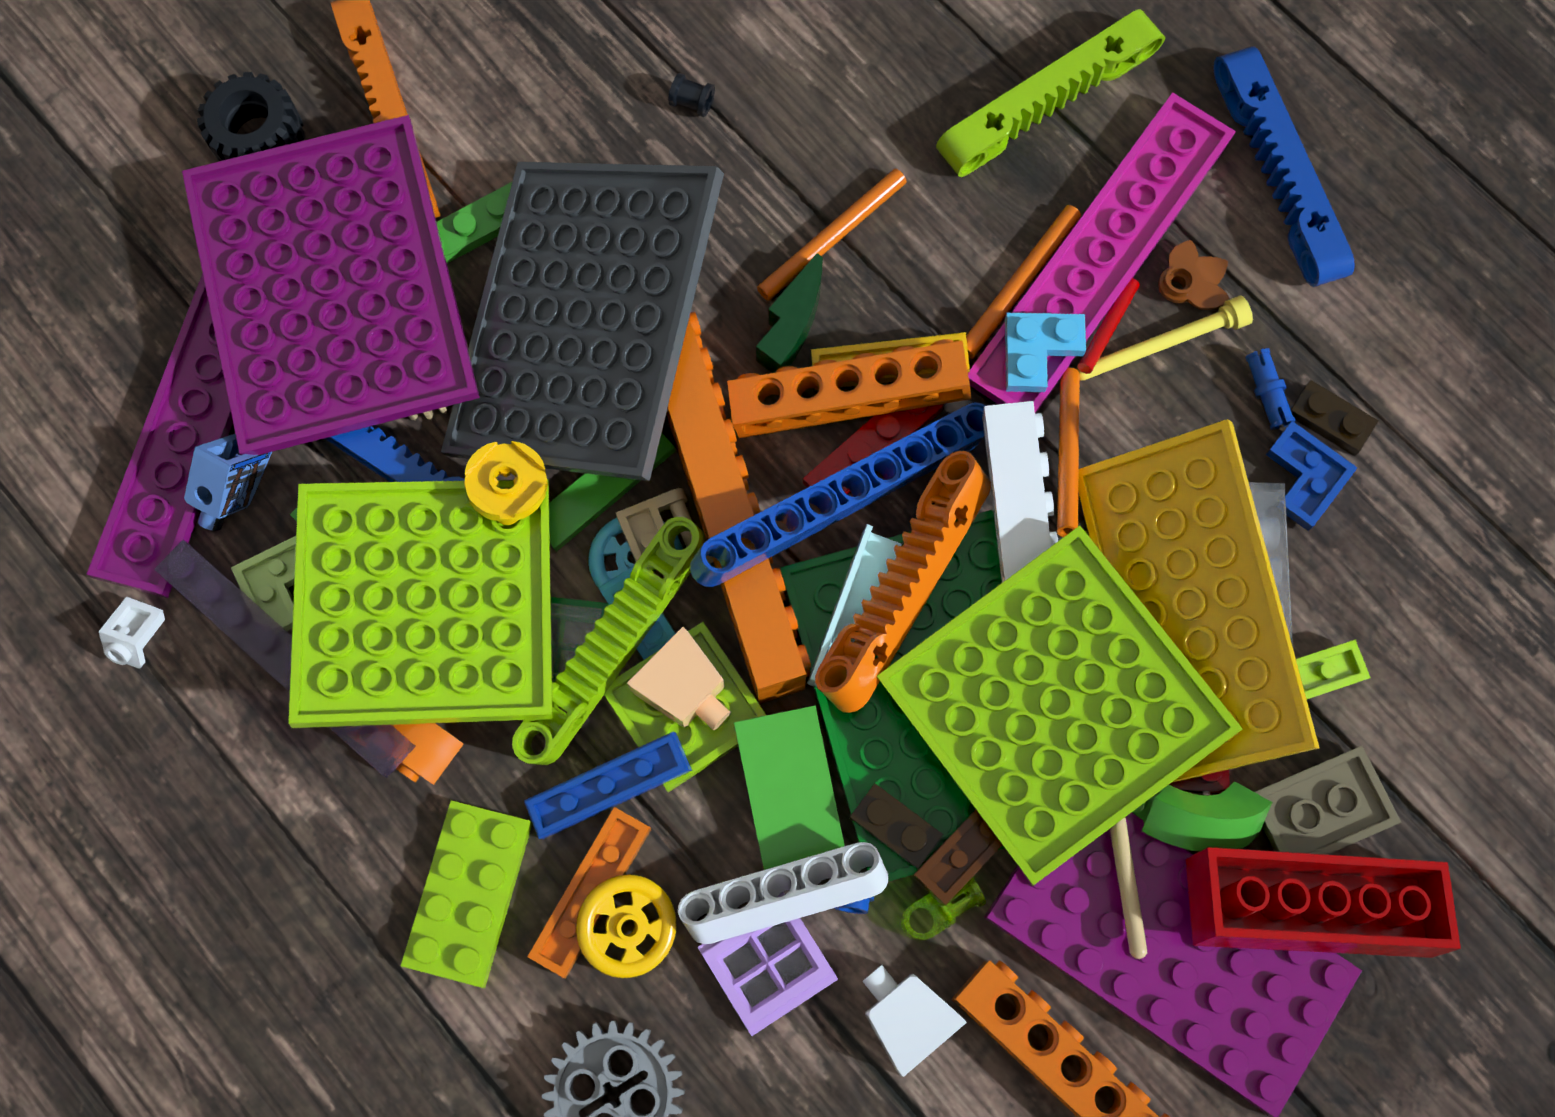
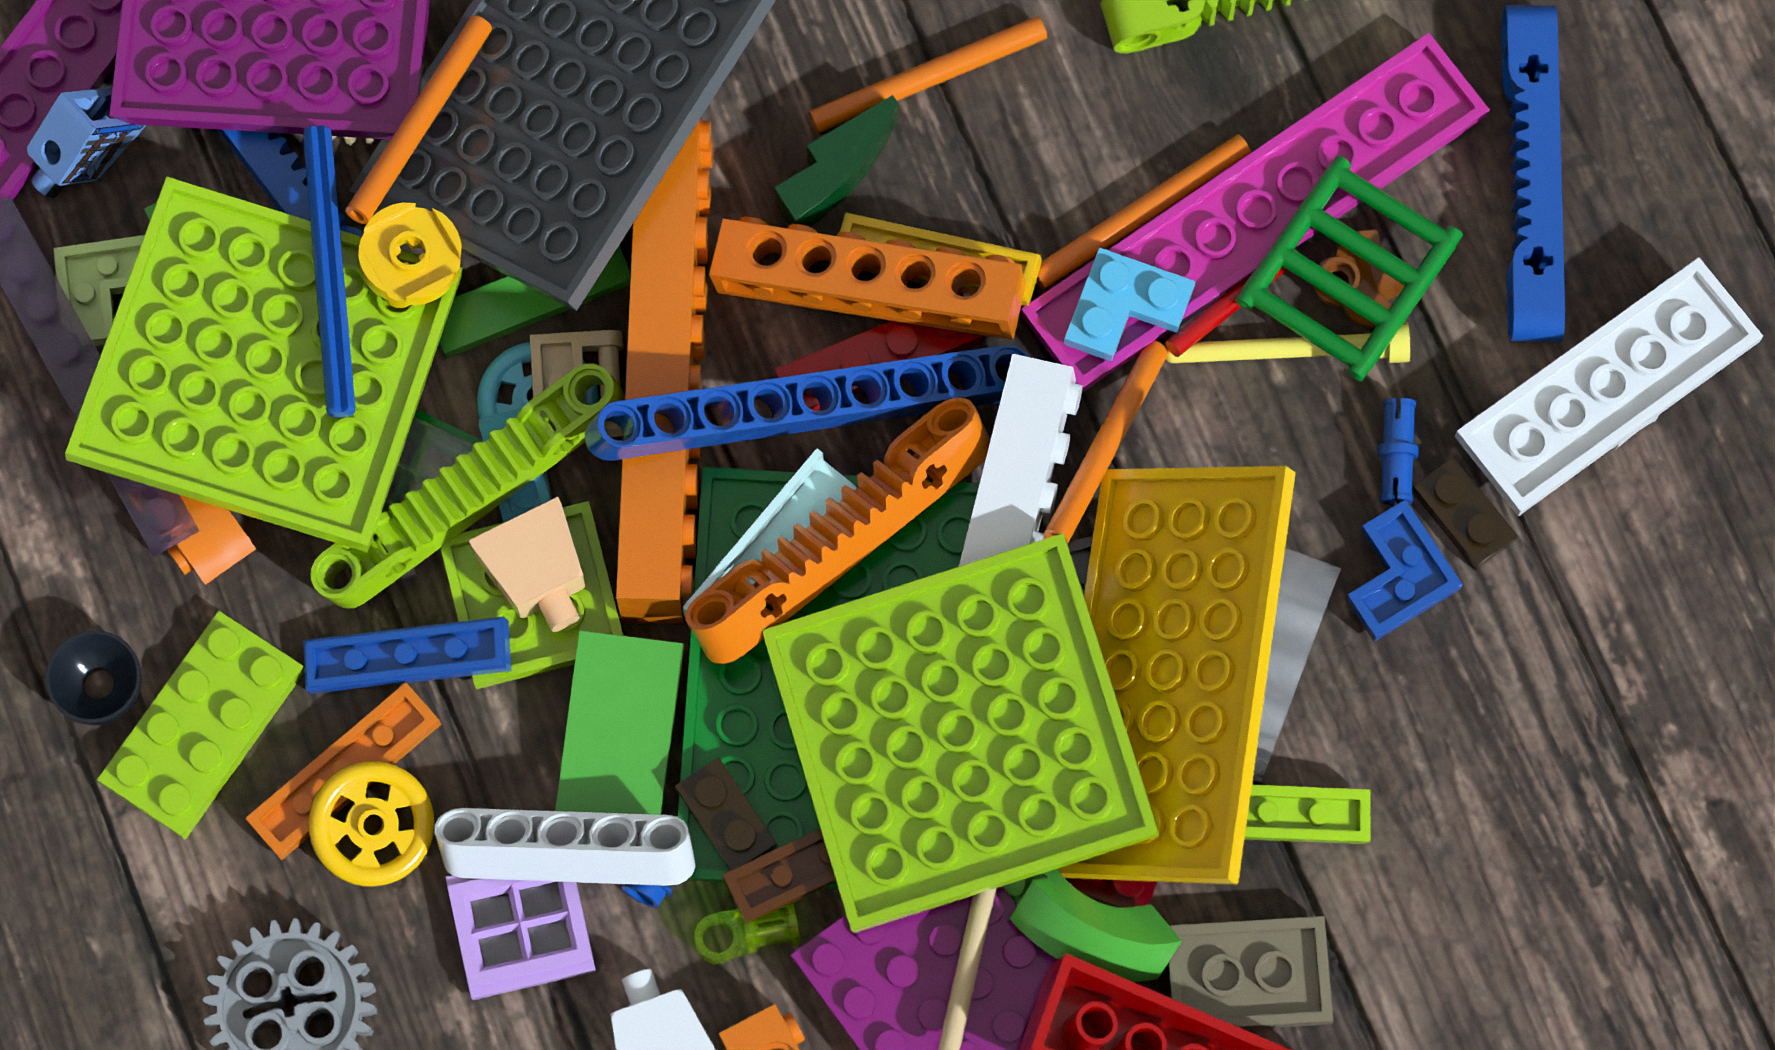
camera: 20 degrees right, 0 degrees up
(351, 881) = (77, 660): none -> black piece
(449, 516) = (329, 272): none -> blue axle
(476, 381) = (418, 119): none -> orange piece
(1228, 297) = (1386, 320): none -> green bar
(1400, 294) = (1608, 386): none -> white piece

